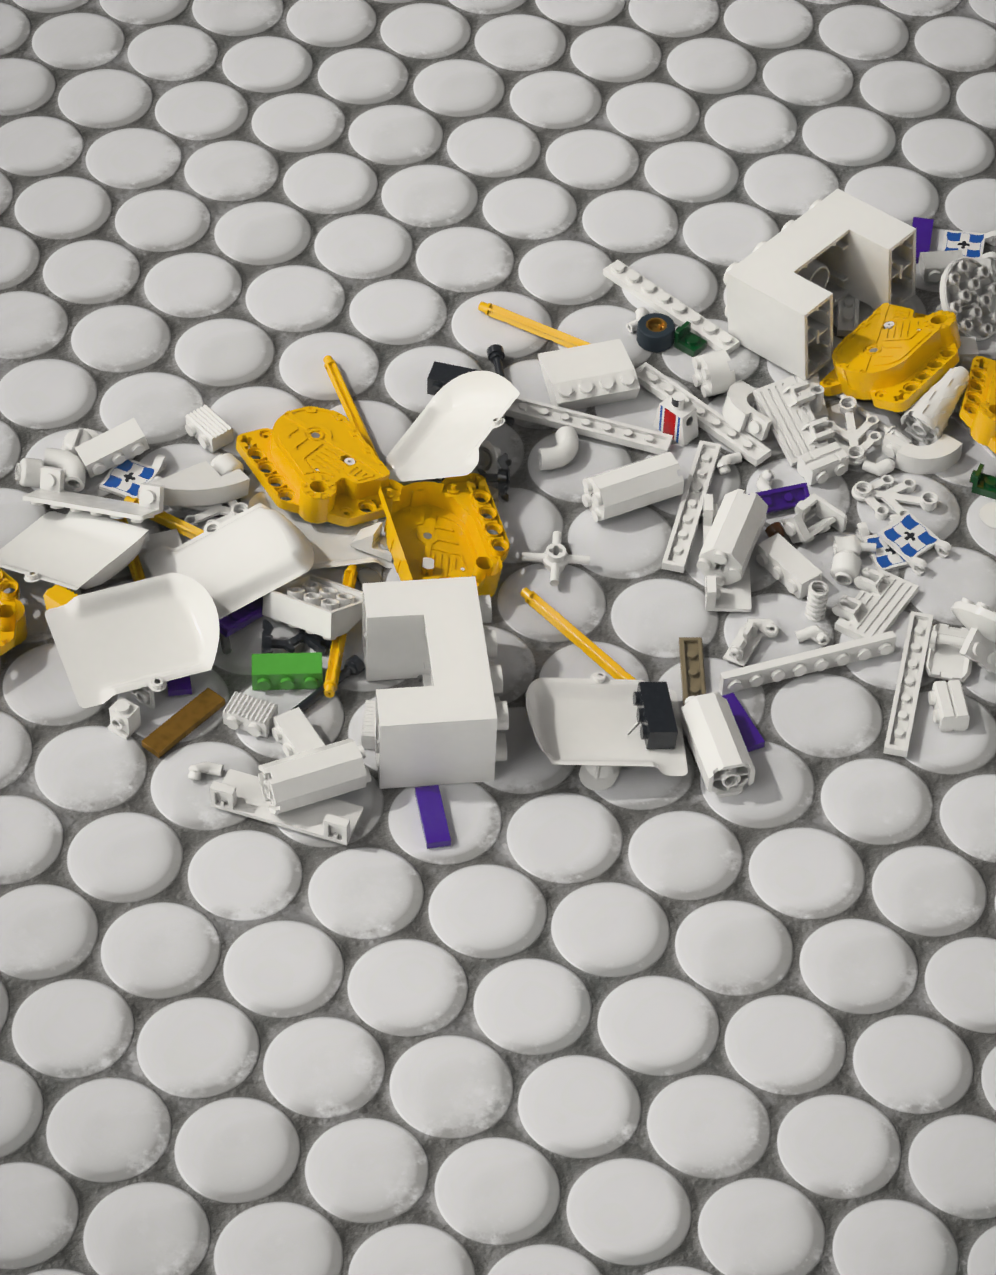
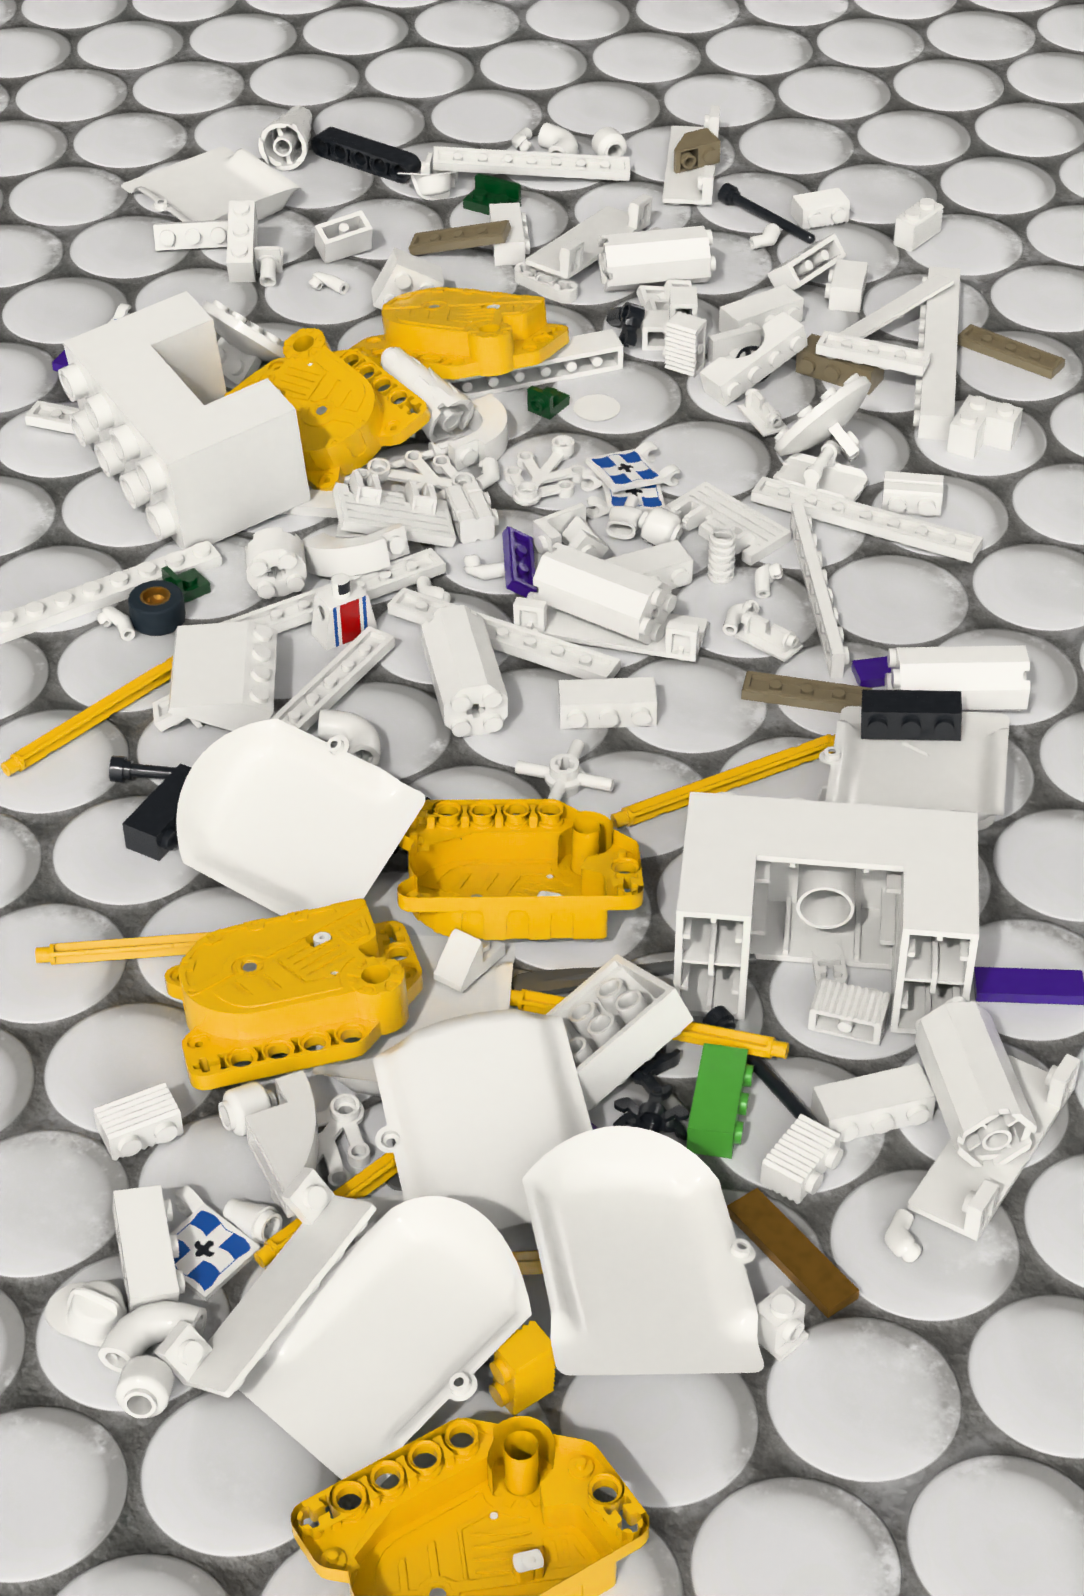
camera: 75 degrees left, 5 degrees down
(636, 568) = (607, 703): none -> white brick

